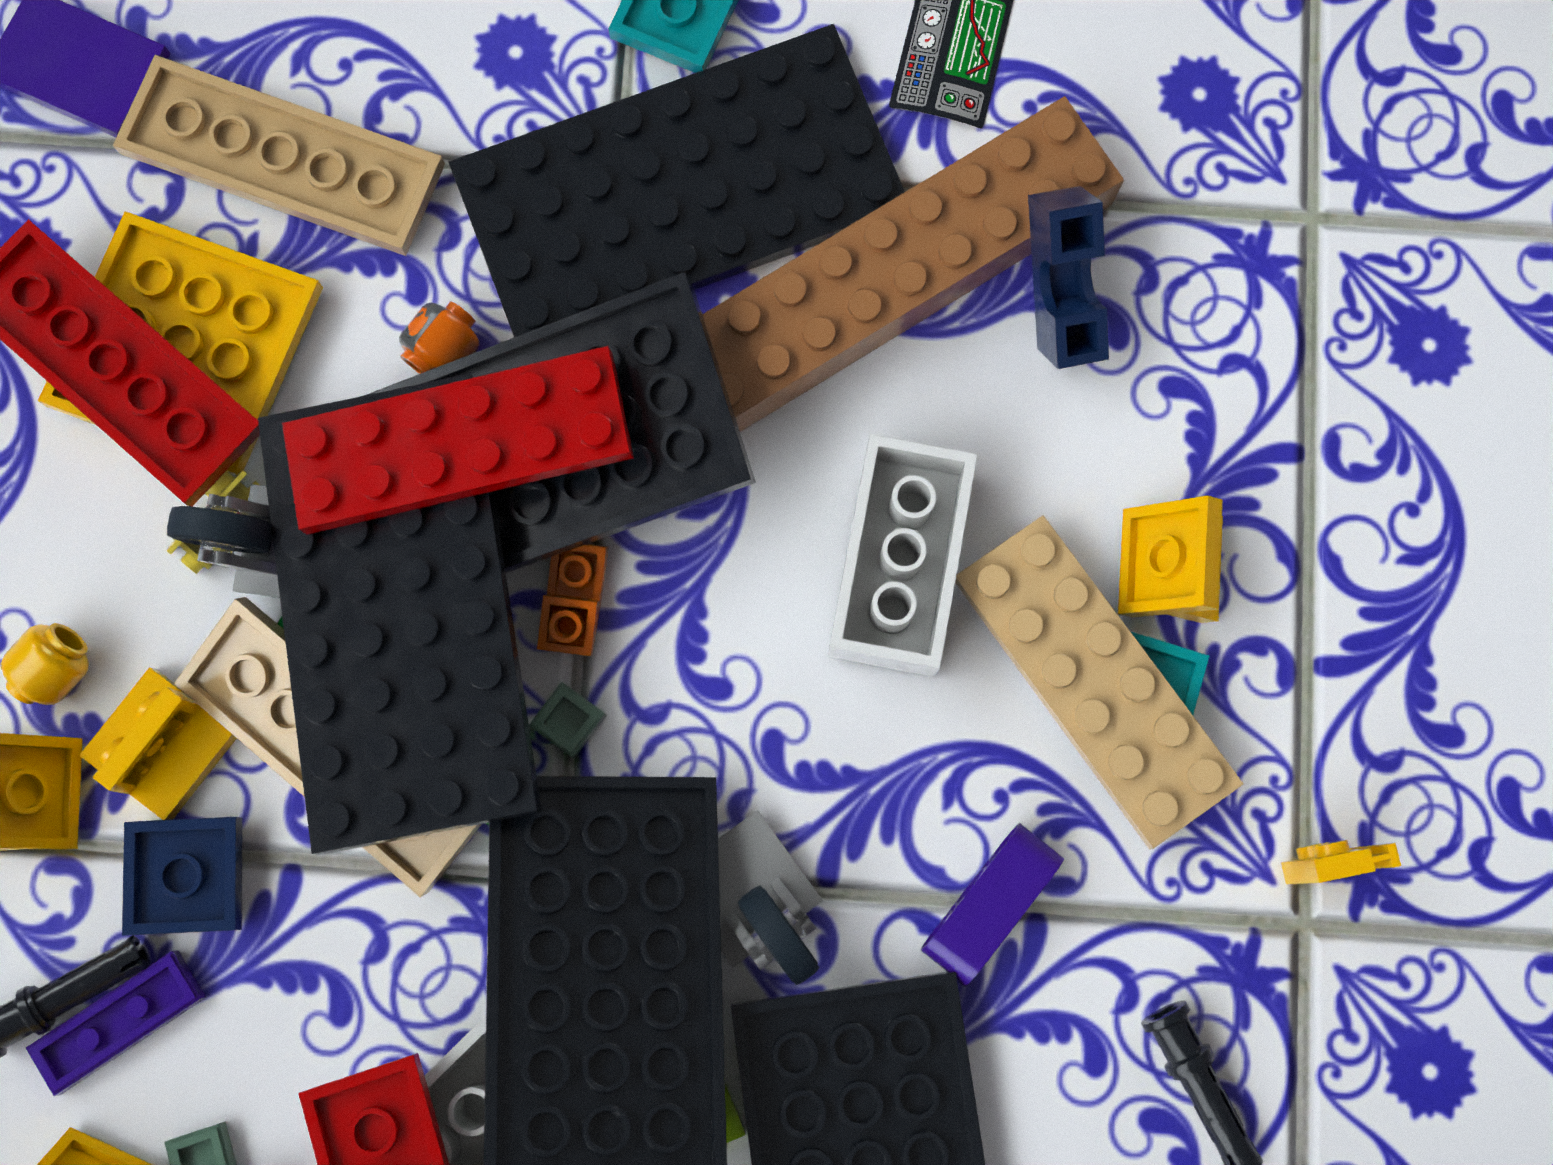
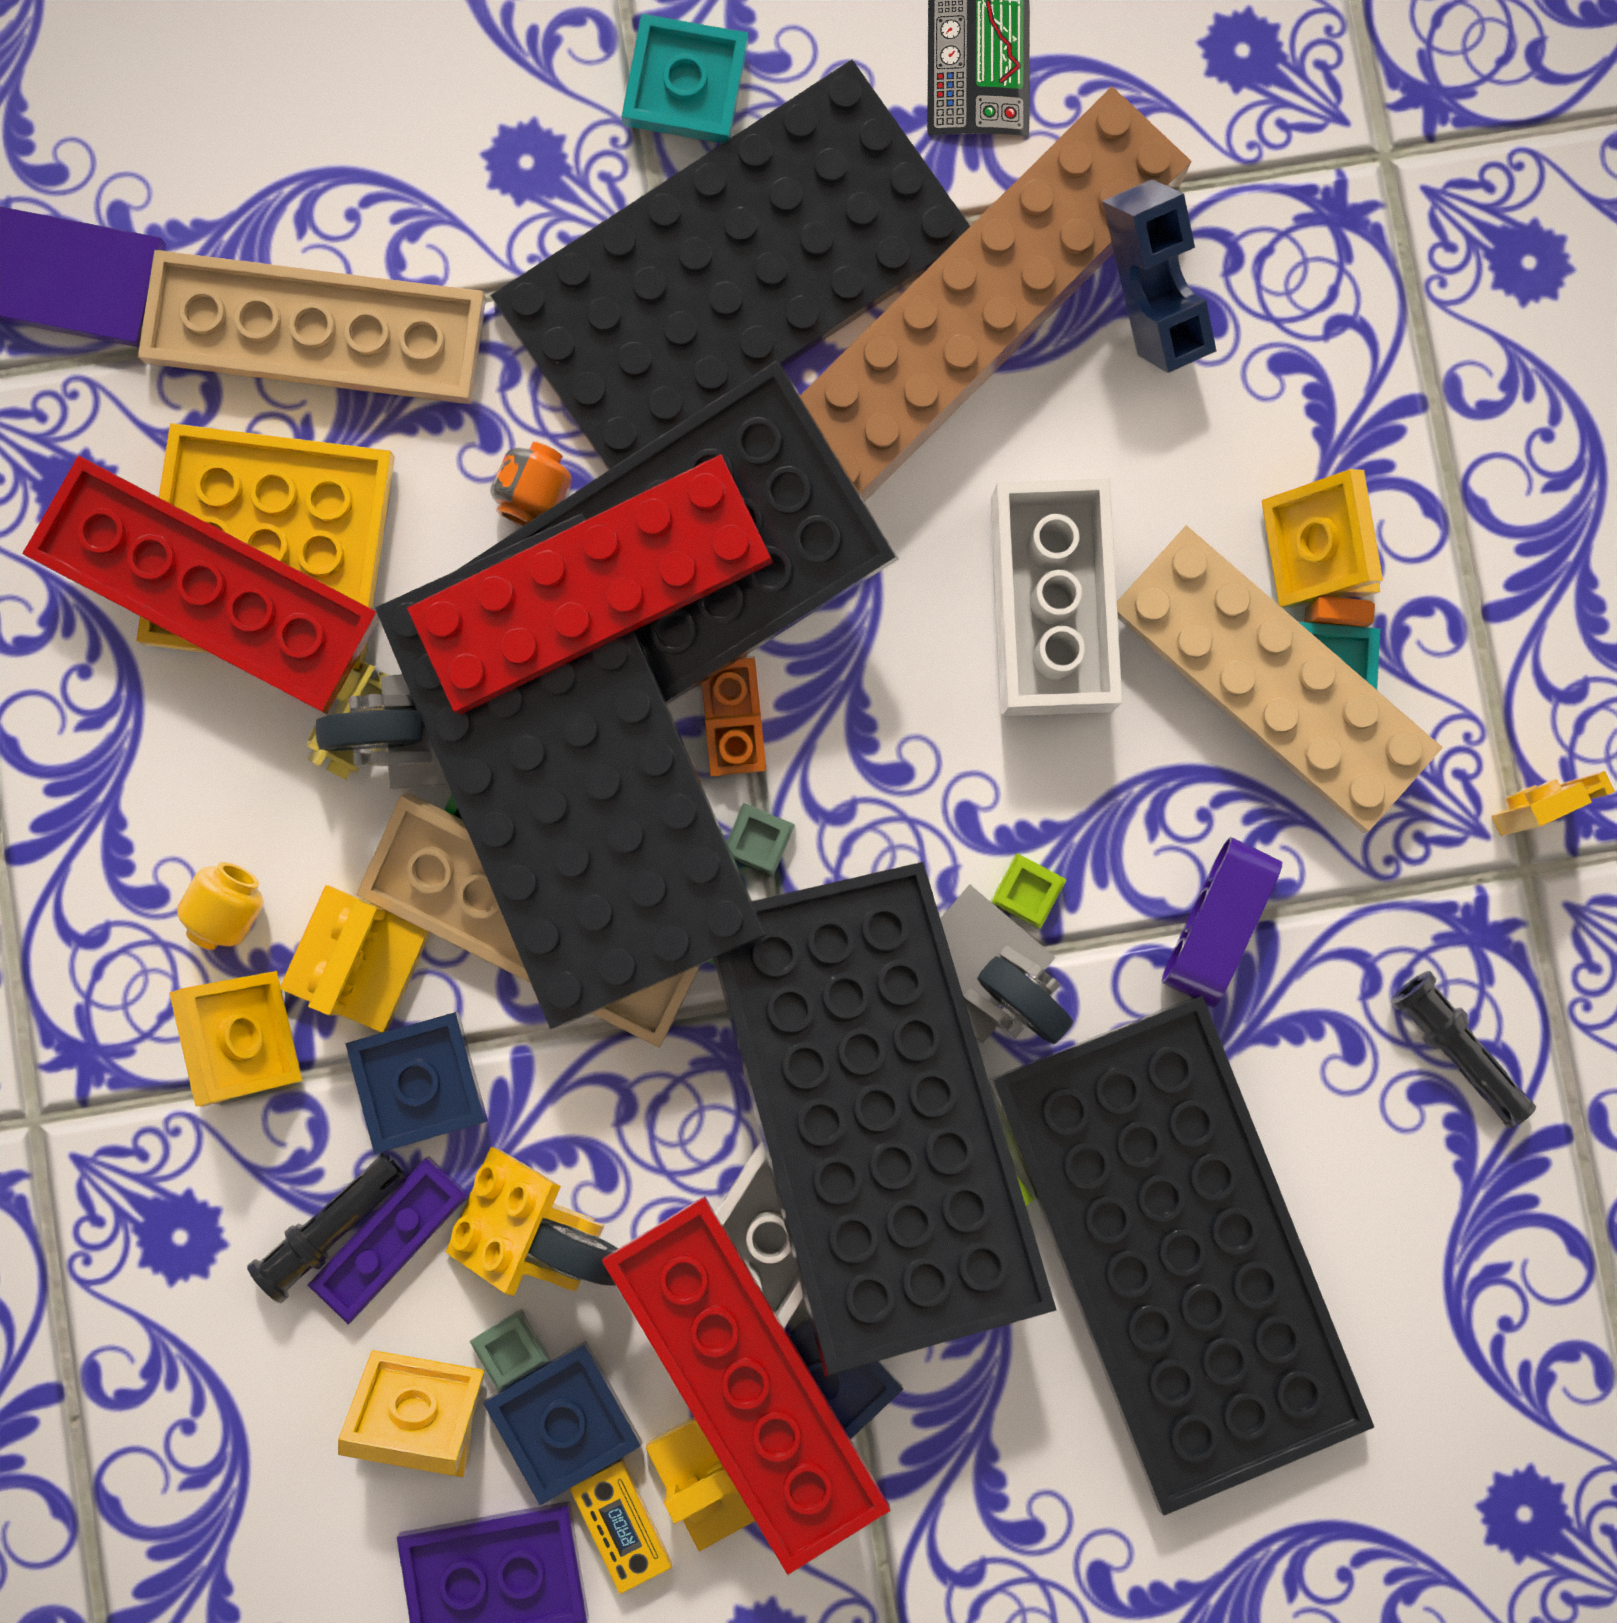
camera: 20 degrees left, 5 degrees up
(240, 1031) = (516, 1215): none -> yellow plate
(812, 830) = (1028, 891): none -> lime tile
(1174, 631) = (1340, 611): none -> orange tile

